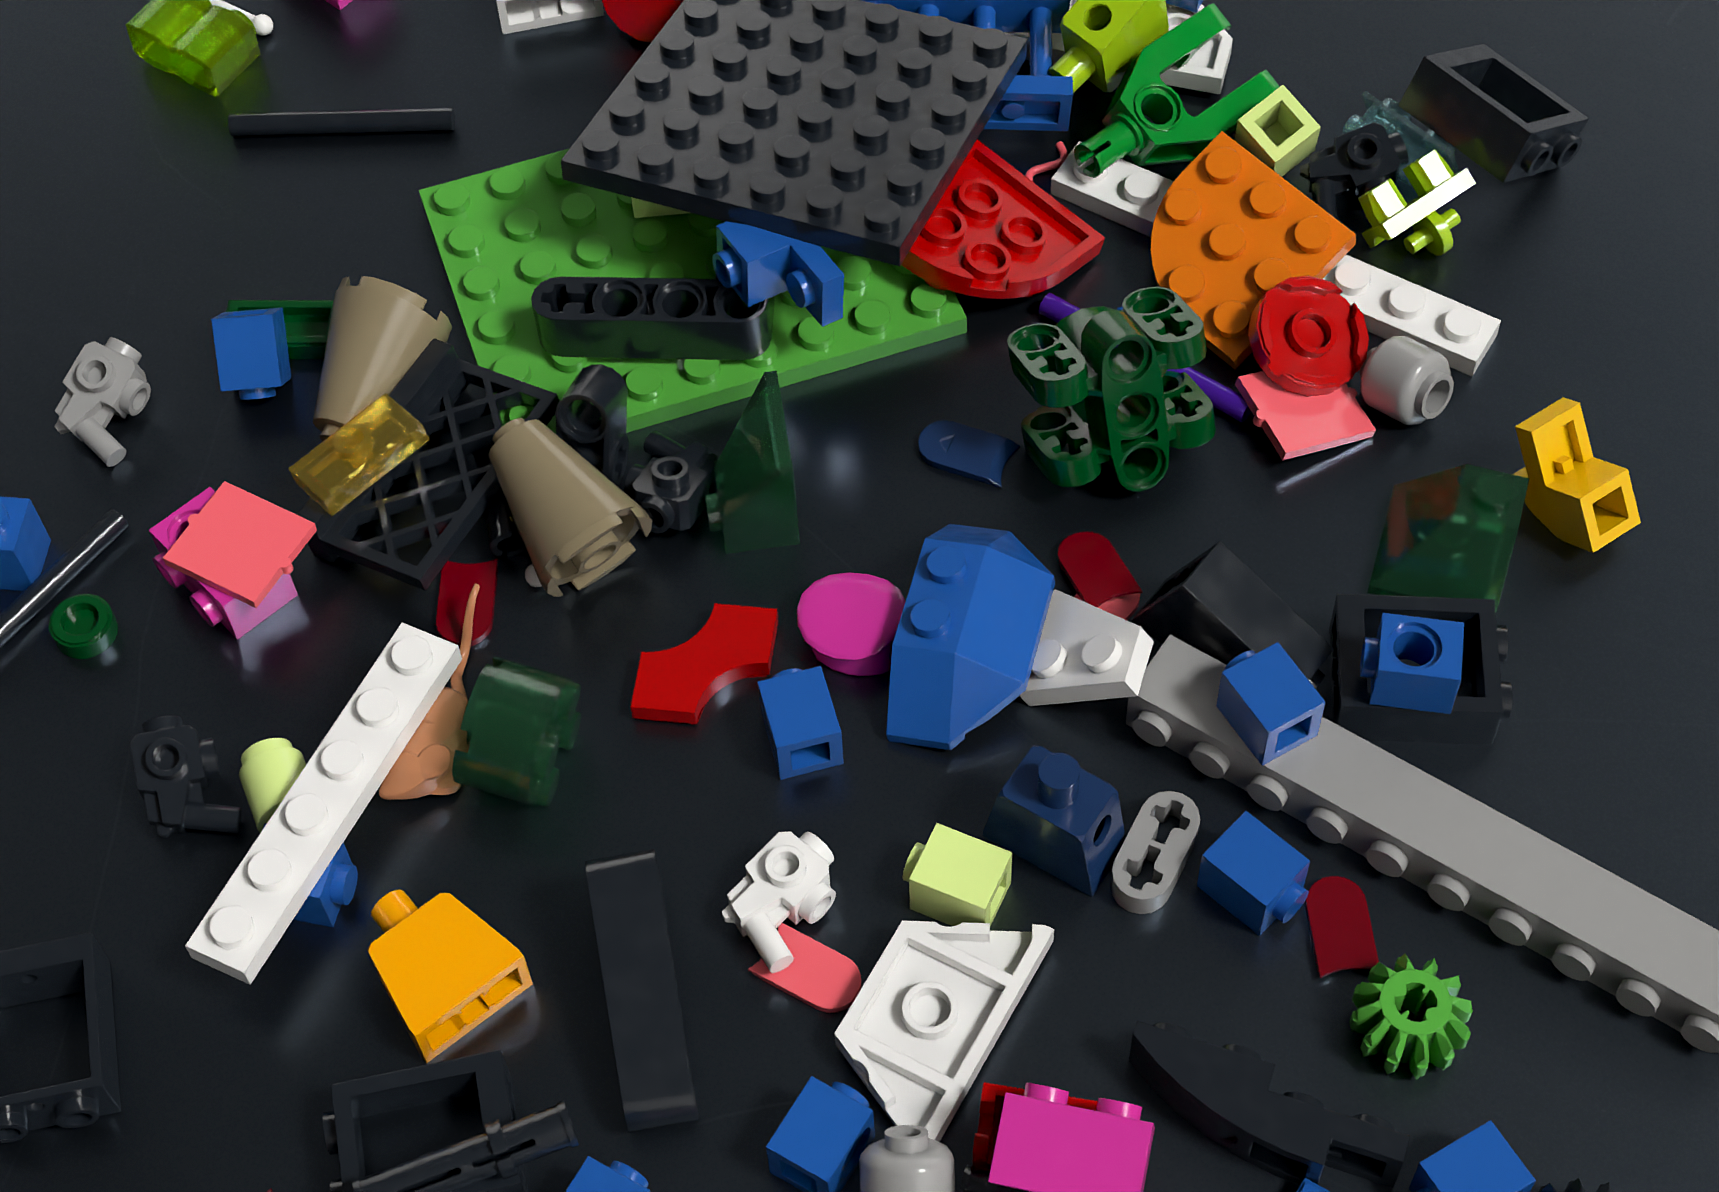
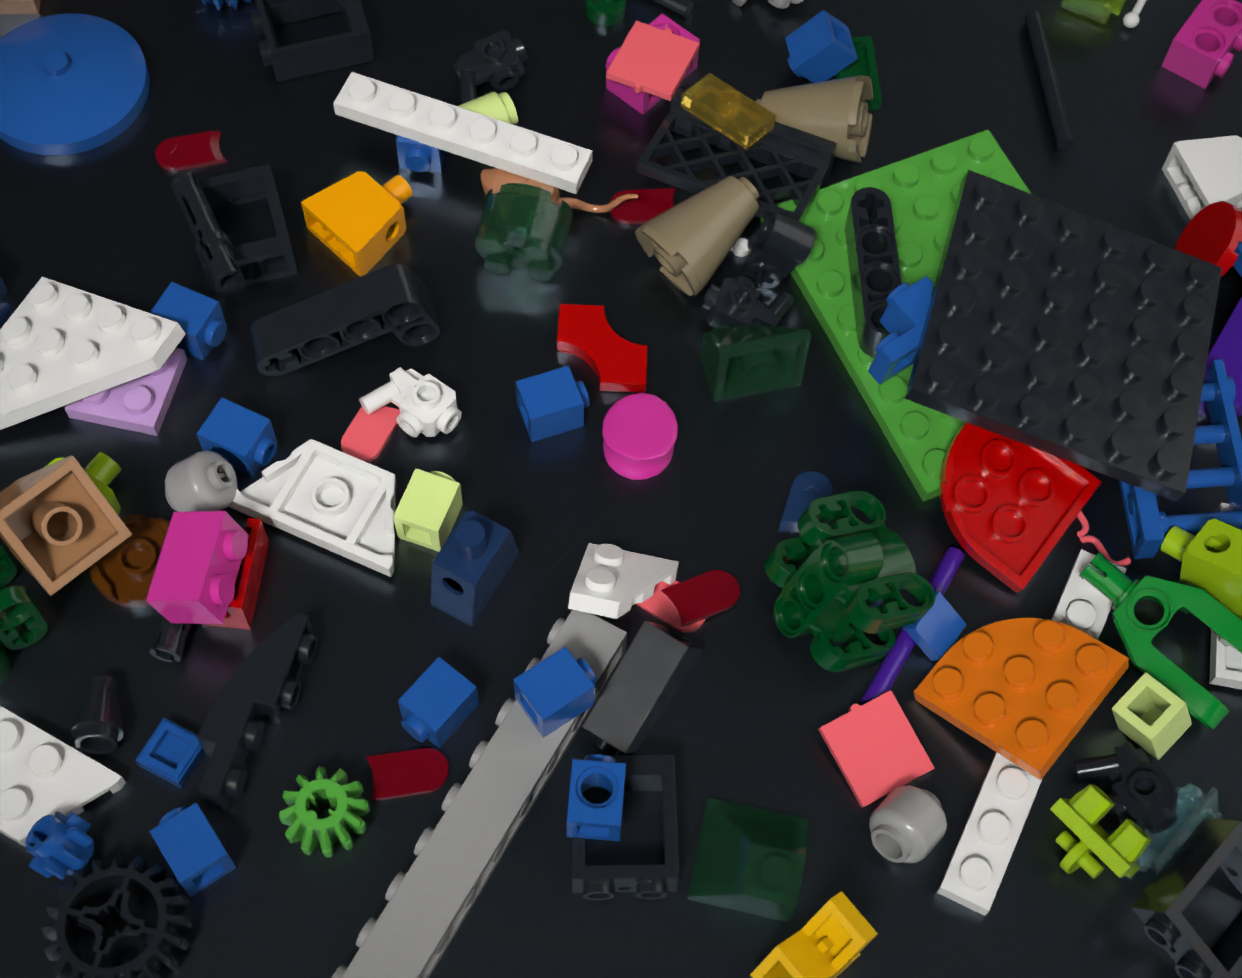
camera: 80 degrees right, 5 degrees up
(965, 634) = (639, 501): blue wedge -> none
(1168, 858) = (465, 631): light grey beam -> none
(1308, 336) = (934, 740): red tile -> none

